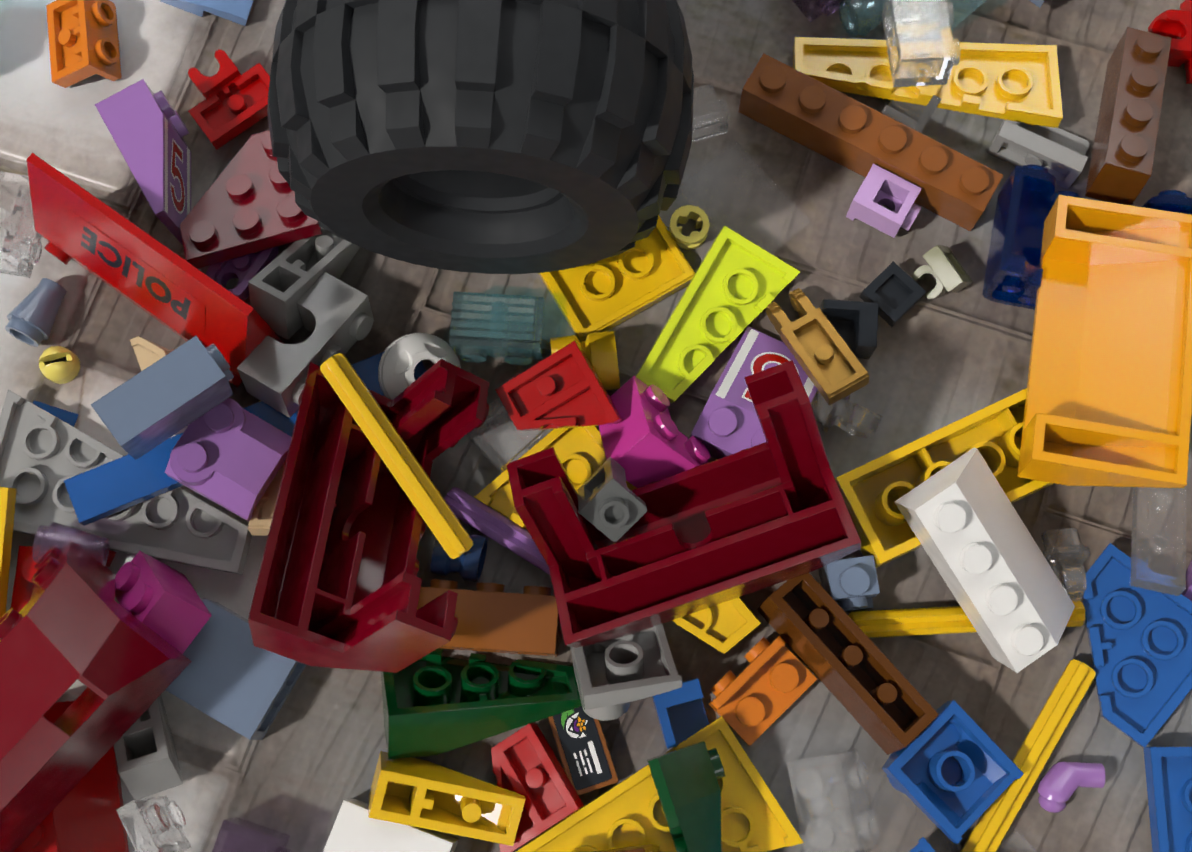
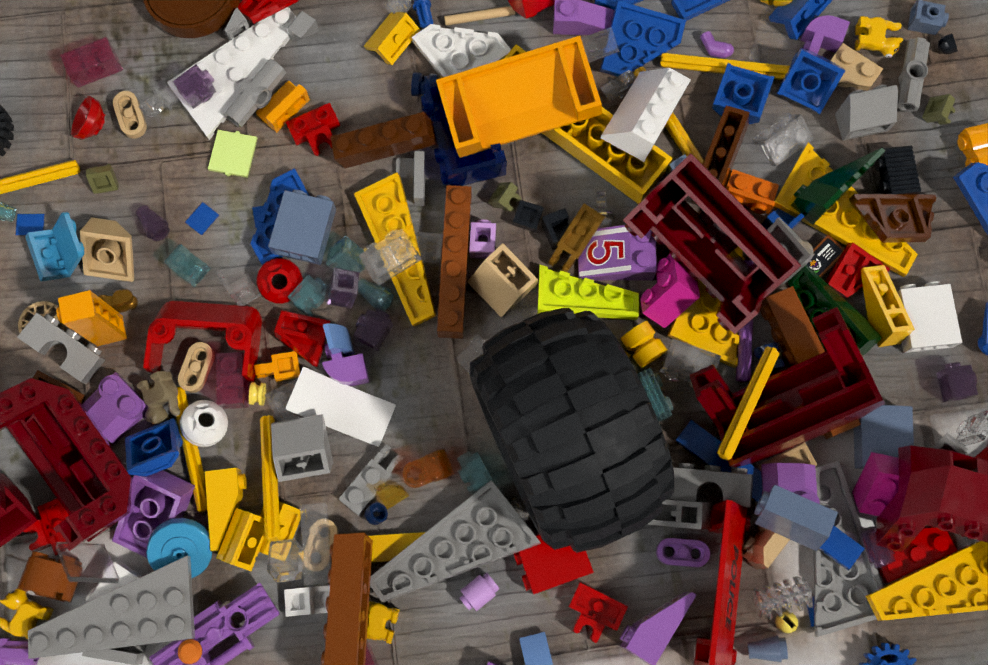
camera: 125 degrees left, 0 degrees up
(89, 368) = (782, 596): none -> clear piece
(245, 210) = (649, 562): plate -> none
(403, 355) = (688, 431): white piece -> none
(558, 394) = (674, 341): red wing -> none
(609, 502) = (719, 287): dark grey bracket -> none
(802, 202) = (502, 280): none -> tan slope

